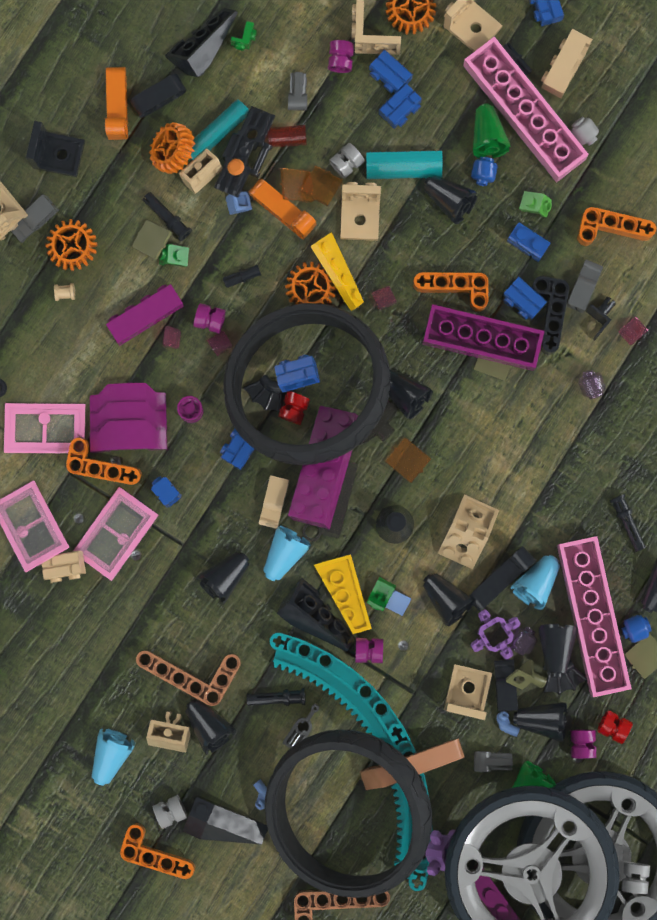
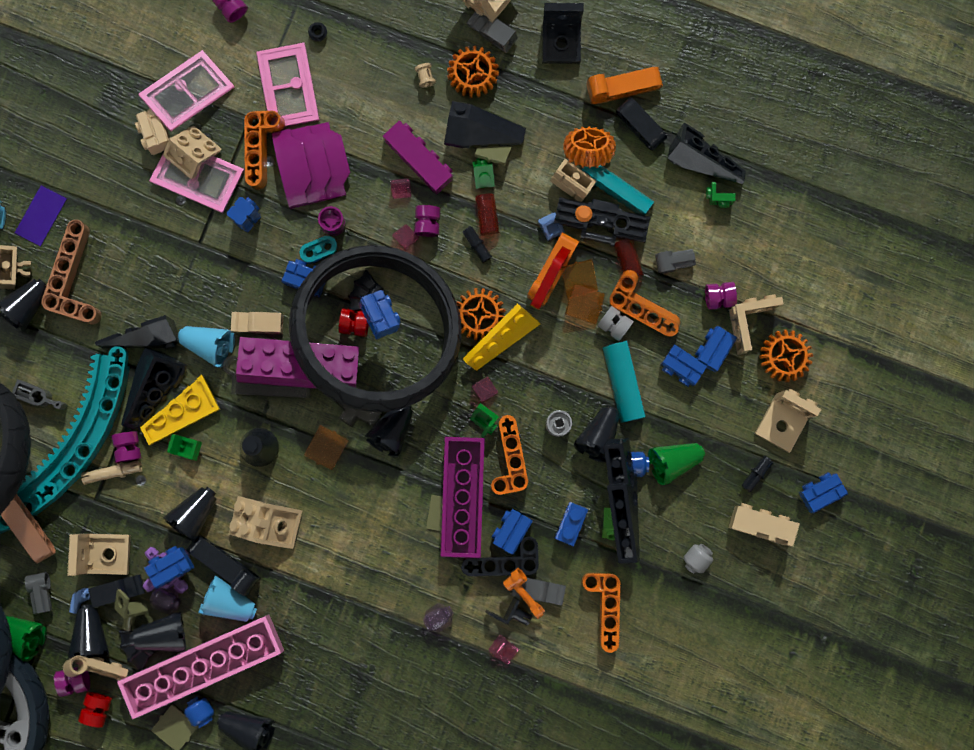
camera: 75 degrees right, 0 degrees up
(91, 533) = (190, 150): none -> tan bracket
(121, 696) = (40, 215): none -> dark purple sticker
(127, 253) = (475, 126): none -> black wedge
(172, 222) = (517, 164): black pin -> none
(214, 261) = (487, 214): none -> clear red brick
(214, 429) = (318, 249): none -> teal plate
(224, 576) = (172, 289): black cone -> none
(265, 604) = (153, 334): none -> black wedge
(284, 199) = (550, 277): none -> red beam
(286, 697) = (65, 373): black pin -> none
(337, 127) = (647, 306): none -> orange beam
(360, 201) = (575, 345): tan bracket -> none
(390, 670) = (118, 470): none -> tan pin
(398, 603) = (181, 466): medium blue slope -> none
(413, 302) = (485, 419): none -> green bracket
(431, 233) = (558, 423): none -> light grey wheel
(494, 627) = (168, 567): none -> blue brick
(517, 185) = (623, 499): none -> black brick
(525, 109) = (707, 493): bright pink brick -> none
(573, 303) = (515, 582): none -> orange brick
(574, 716) = (96, 666): none -> tan plate
(621, 514) = (313, 677): black pin -> none

